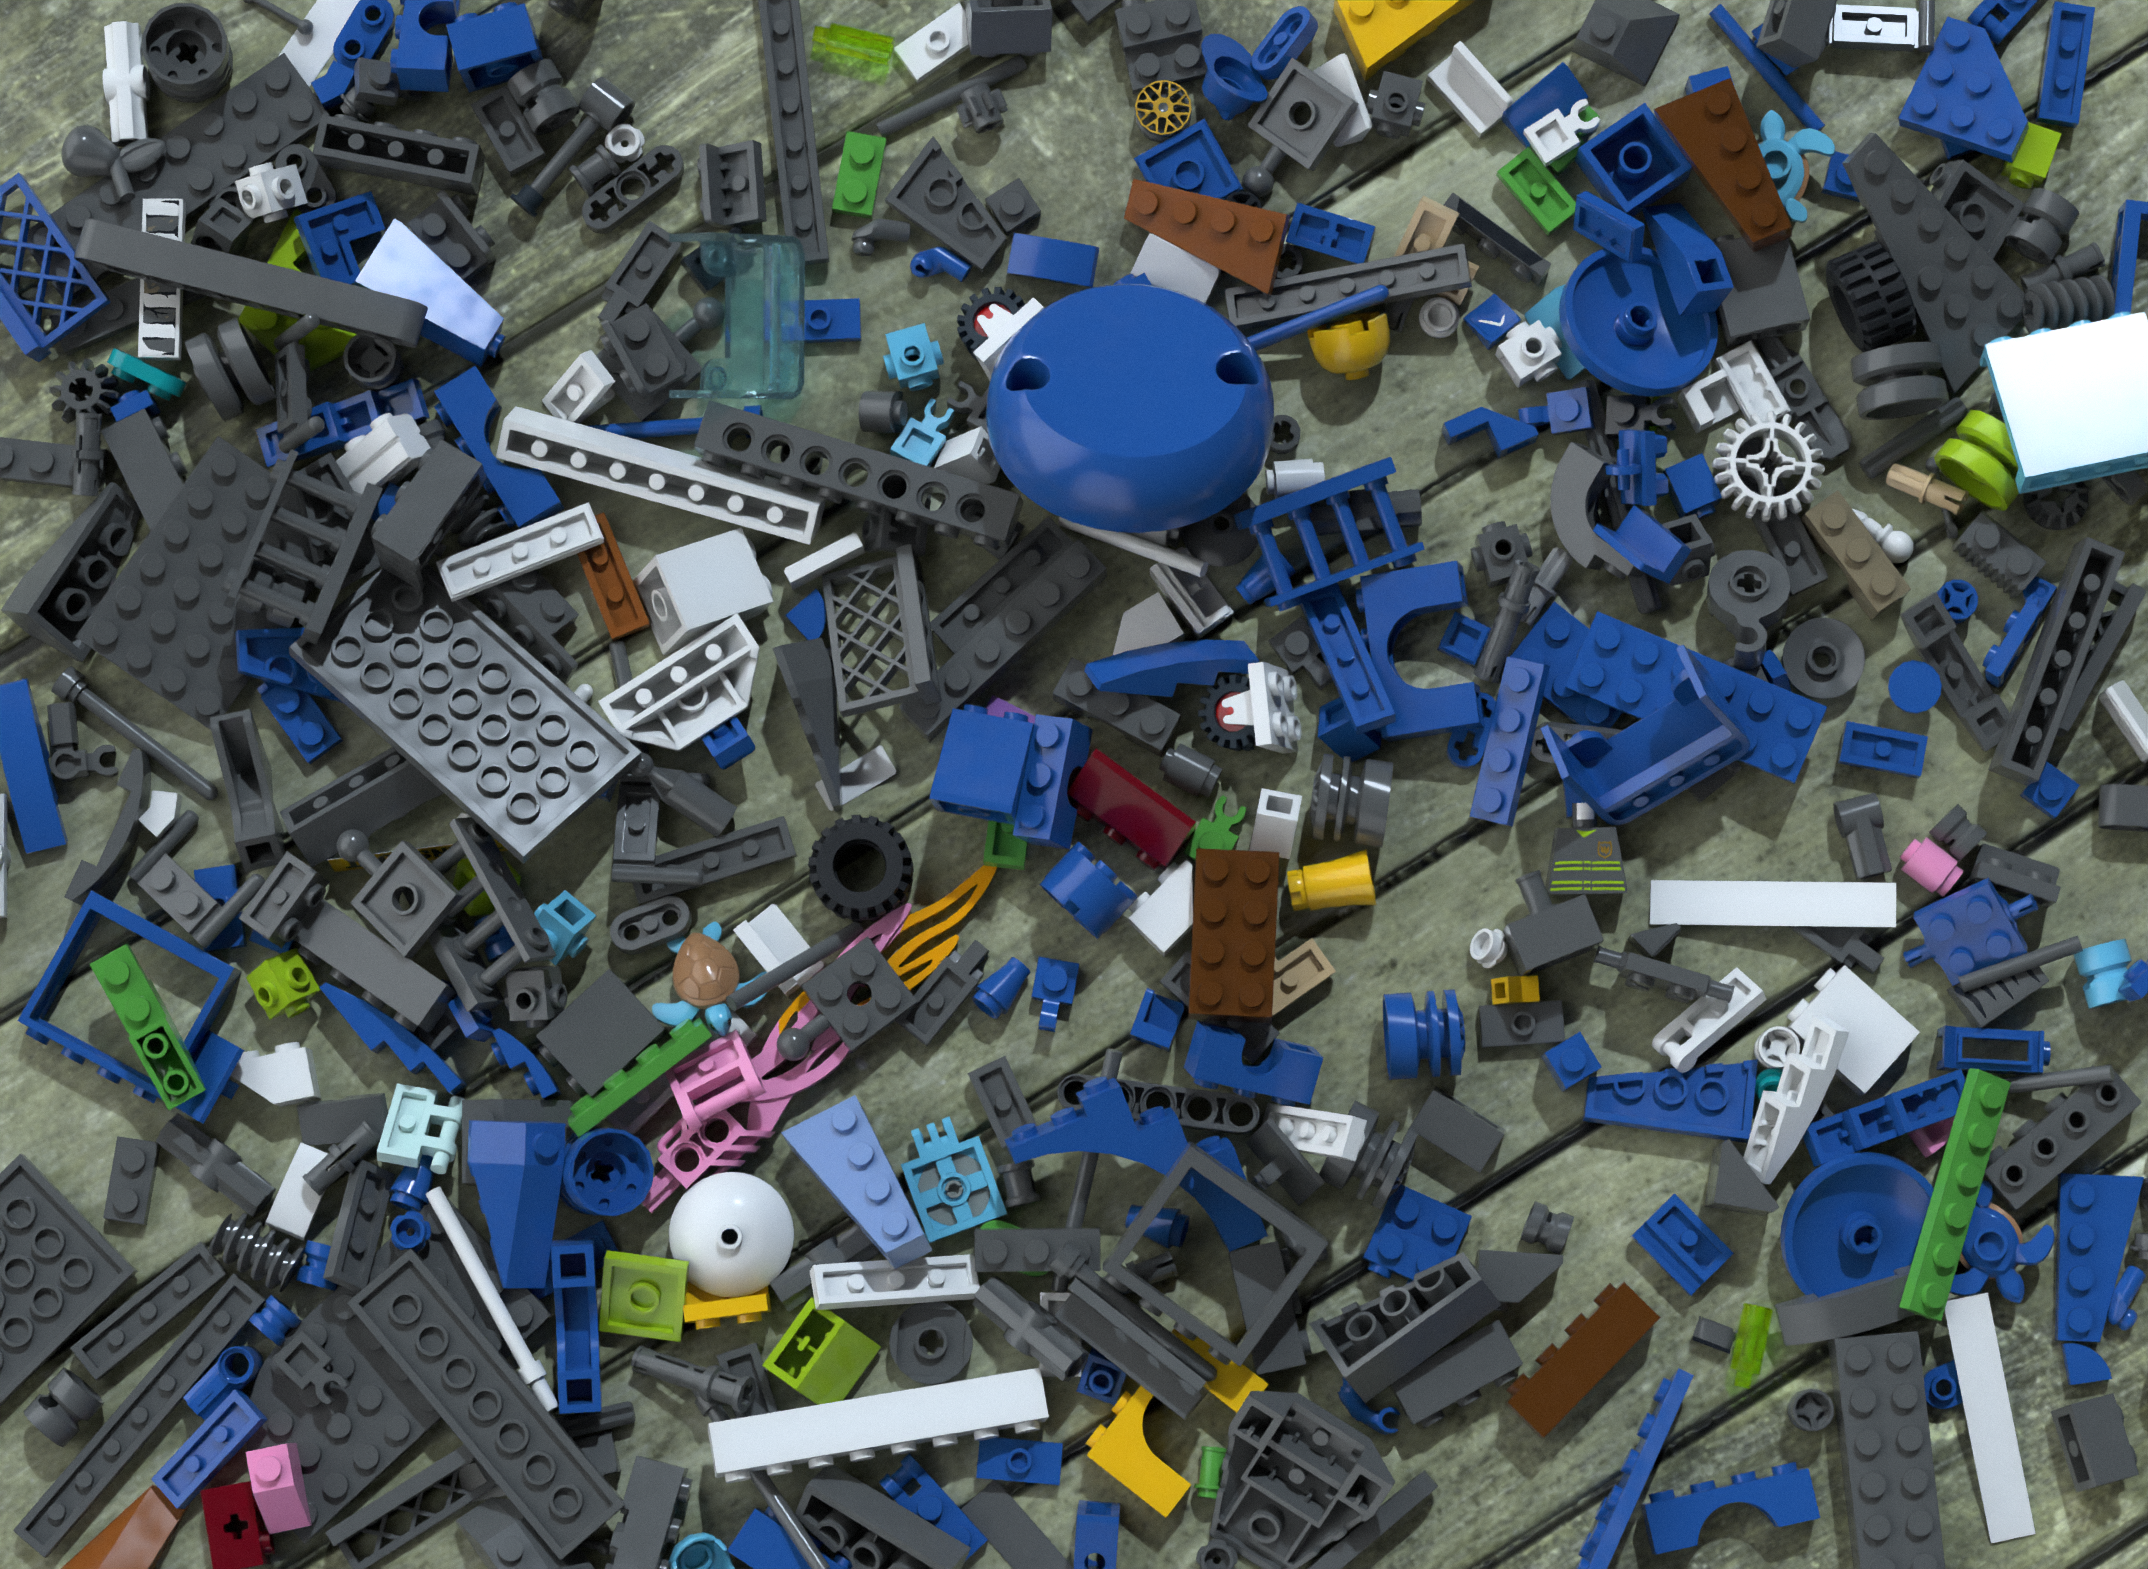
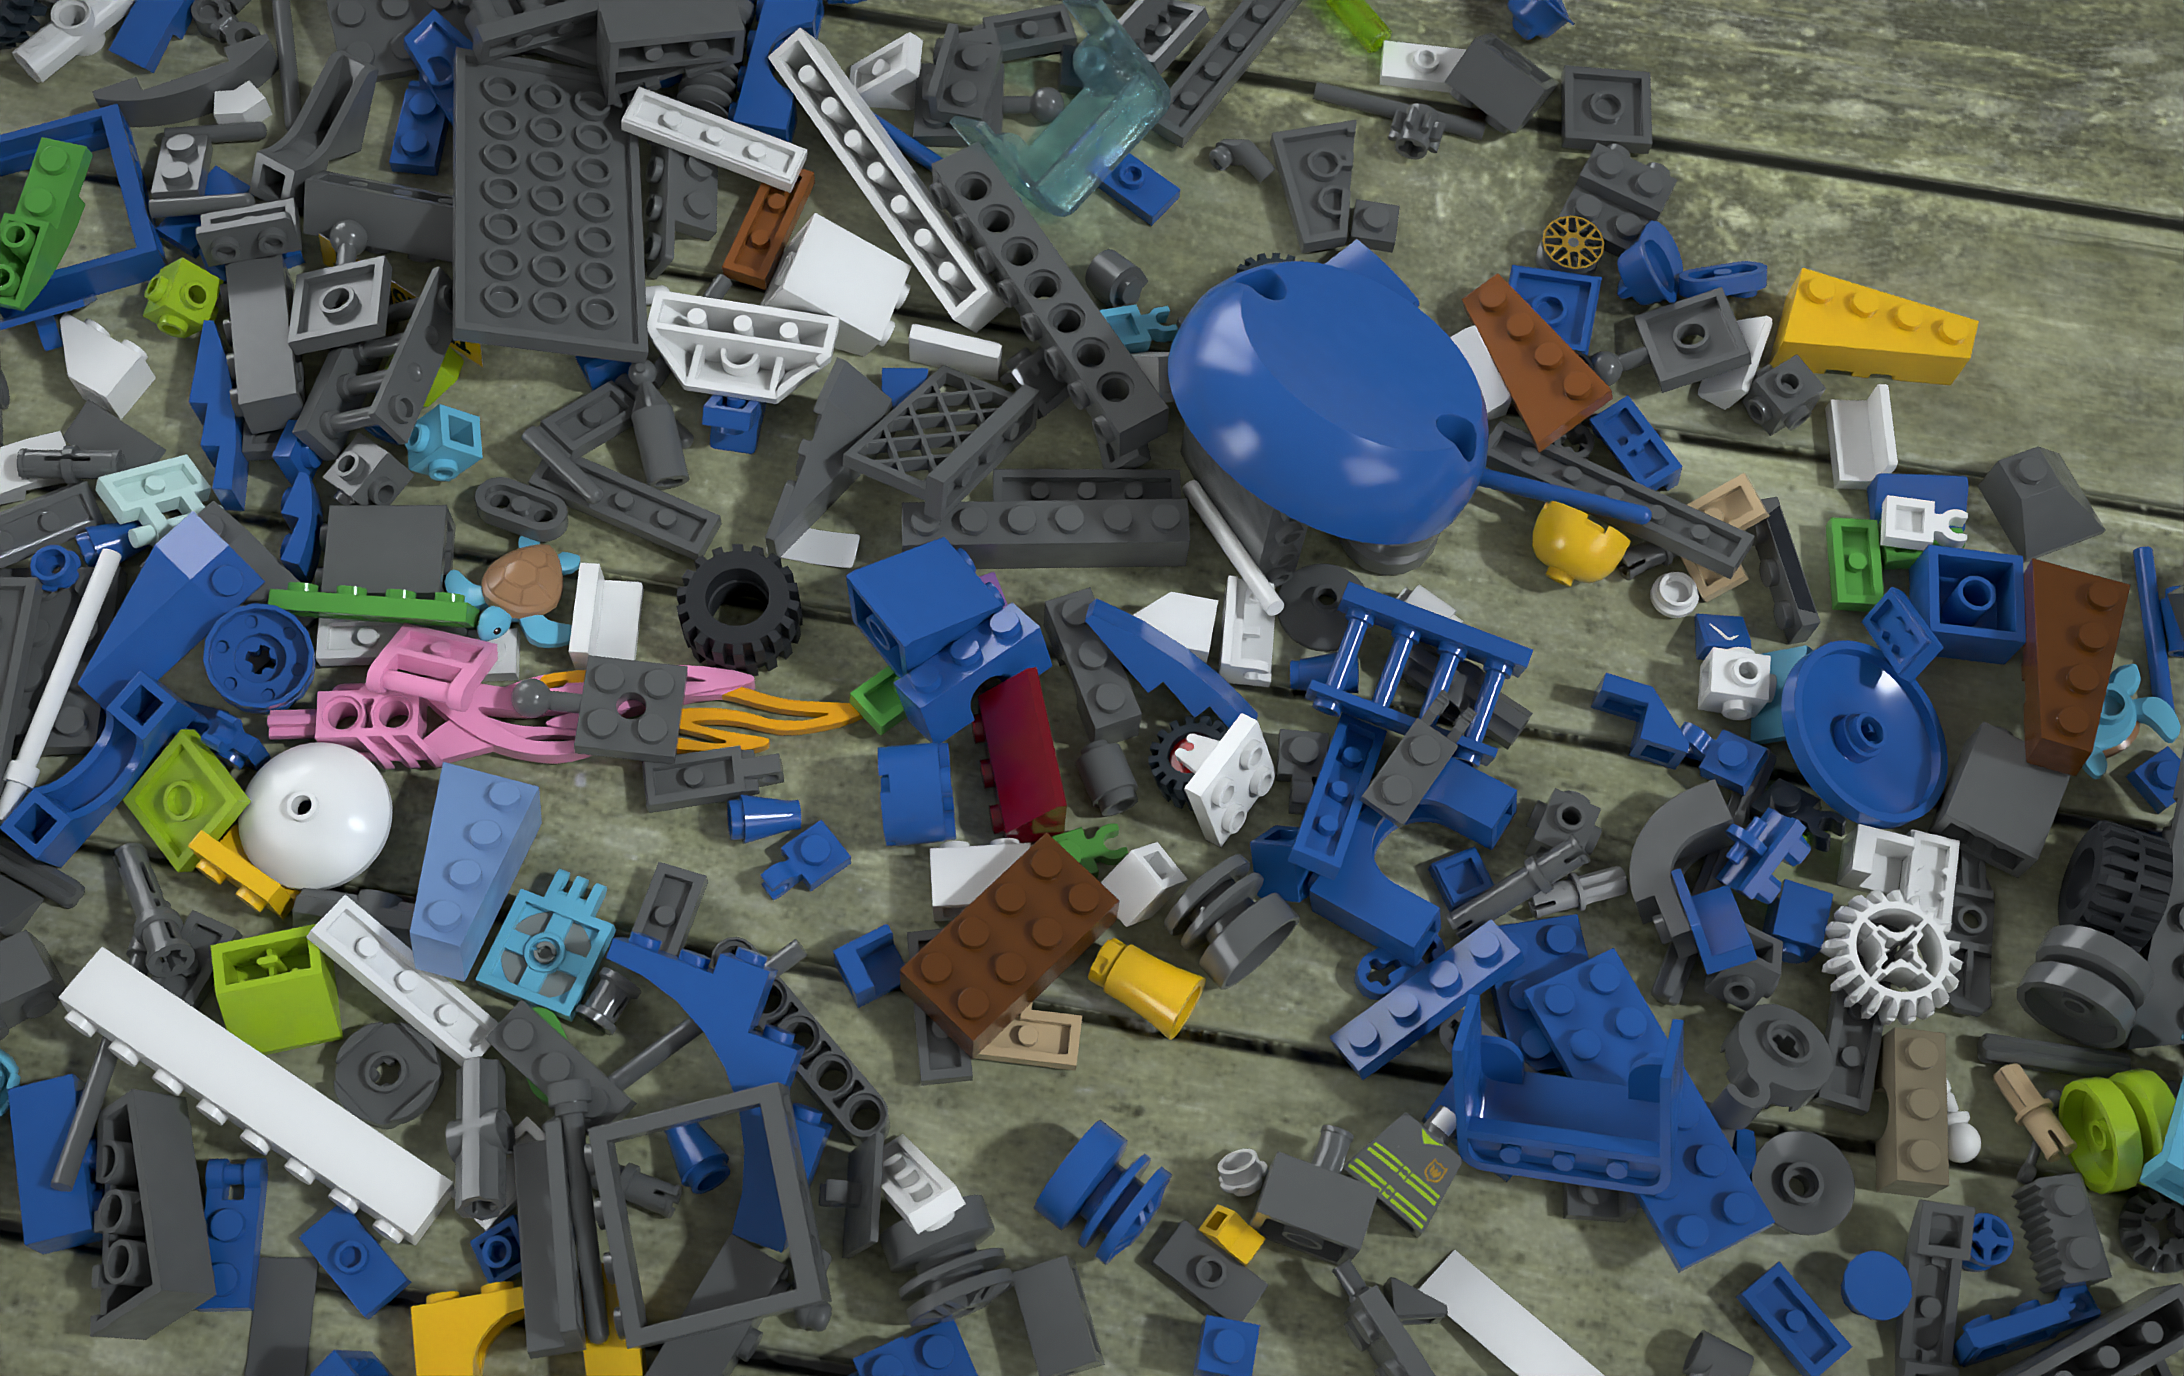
camera: 30 degrees right, 15 degrees down
(635, 1236) = (233, 744): none -> blue plate
(794, 966) = (595, 633): dark grey bar -> none
(859, 175) = (1268, 107): bright green plate -> none
(910, 344) = (1181, 259): medium azure brick -> none
(938, 261) = (1272, 215): blue arm -> none
(1286, 1074) = (939, 1117): blue arch -> none
(1294, 433) = (1453, 562): dark grey bush -> none
(1380, 598) = (1415, 764): none -> dark grey hinge
(1689, 259) = (1956, 724): blue slope -> none

